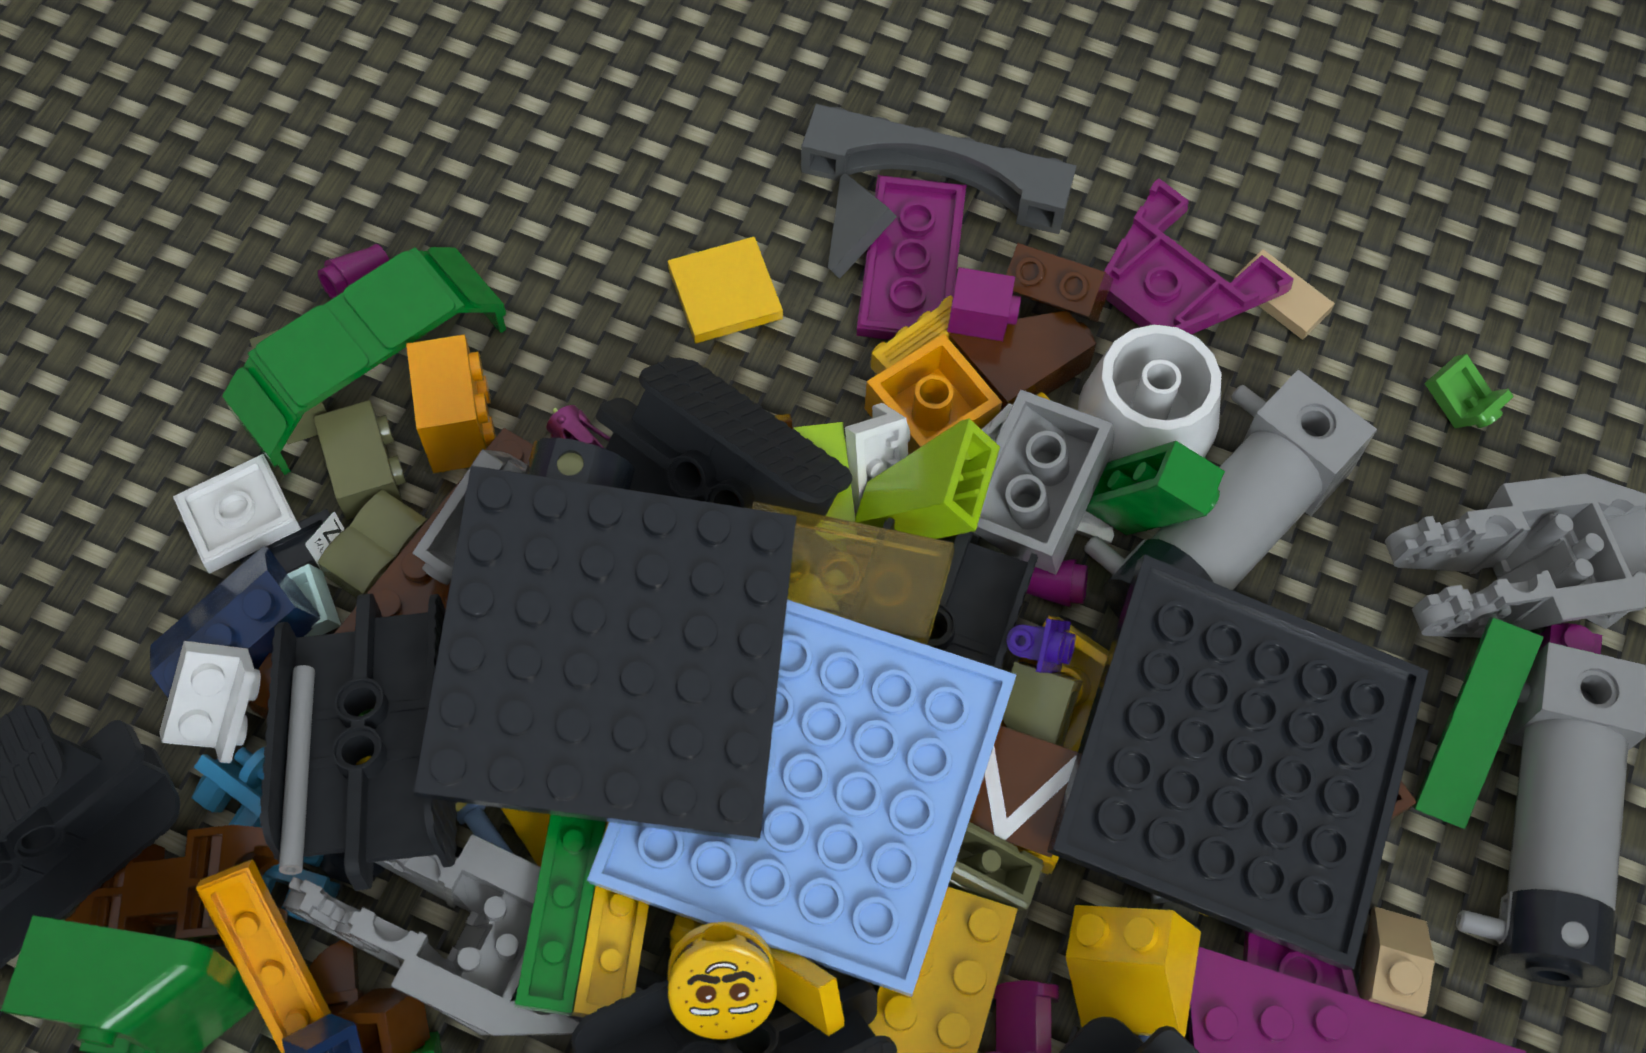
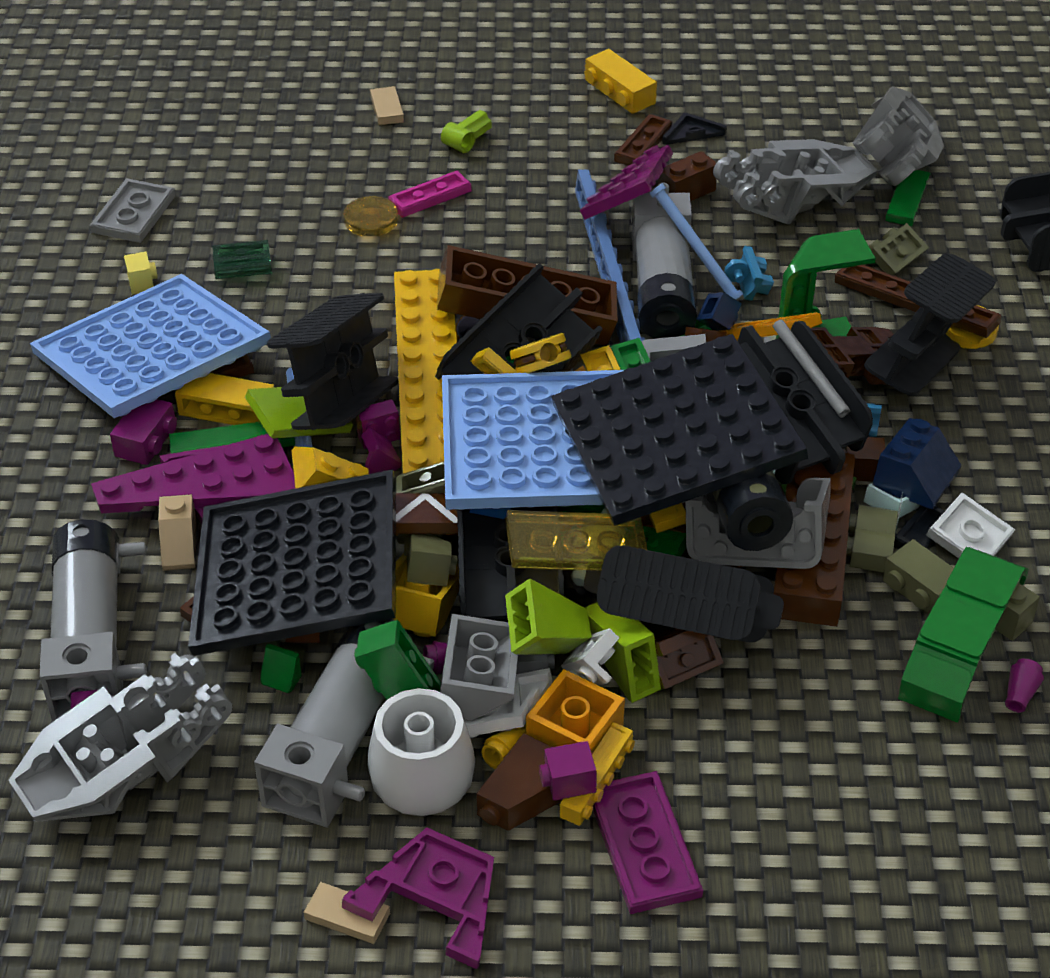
camera: 160 degrees right, 20 degrees down
(210, 698) = (896, 420): white bracket -> none
(450, 401) = (887, 608): light orange brick -> none
(572, 424) = (800, 637): flat silver piece -> none
(725, 289) = (766, 769): yellow tile -> none
(854, 143) = (583, 918): dark grey arch -> none
(857, 224) = (698, 846): dark grey tile -> none
(1047, 644) = (434, 572): dark purple hinge -> none
(1059, 282) = (536, 846): reddish brown brick -> none
(1466, 395) = (182, 872): bright green bracket -> none
(1477, 722) = (148, 645): green tile -> none

